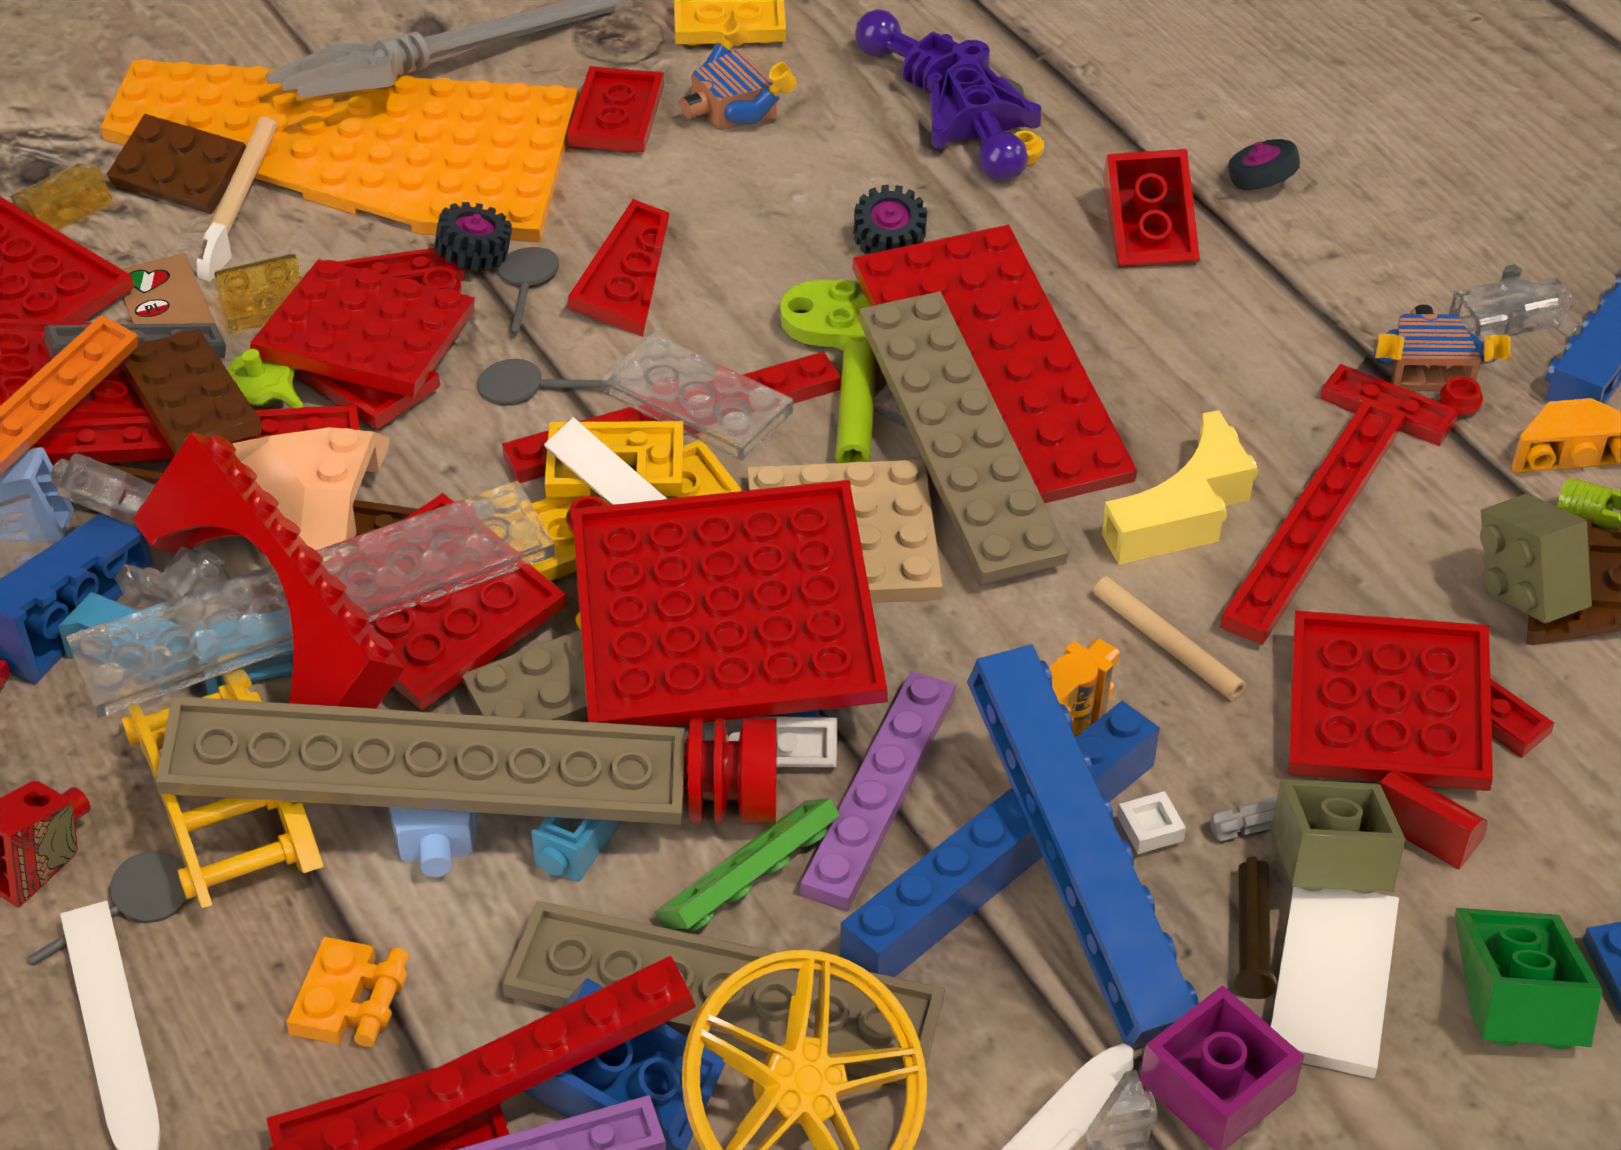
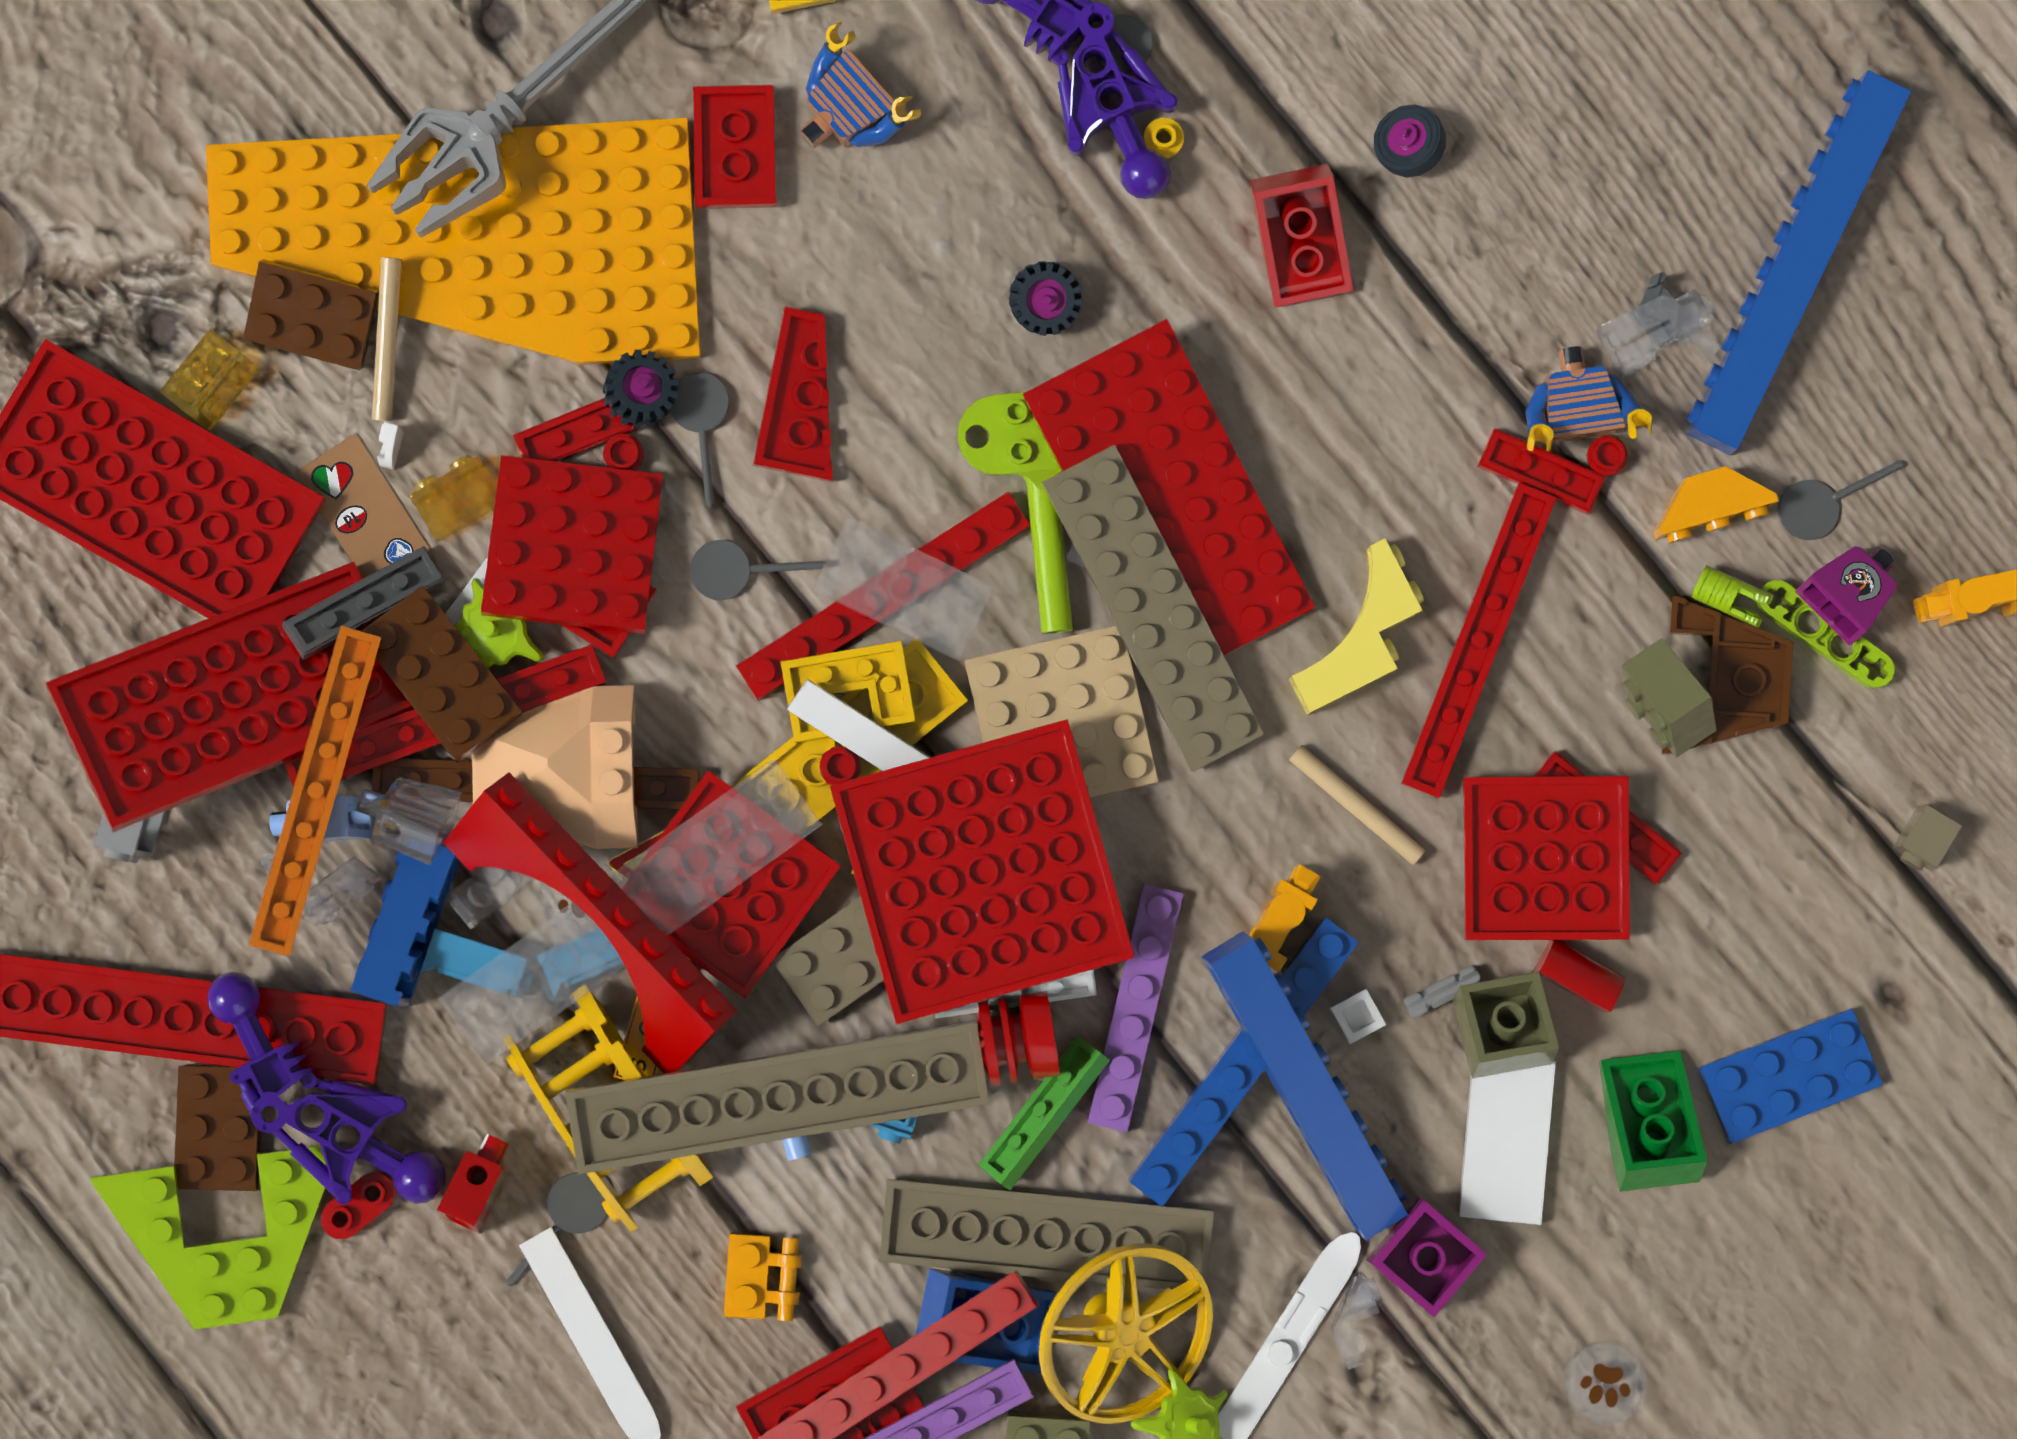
camera: 10 degrees left, 40 degrees up
(1254, 973) = (1444, 1104): dark brown axle -> none

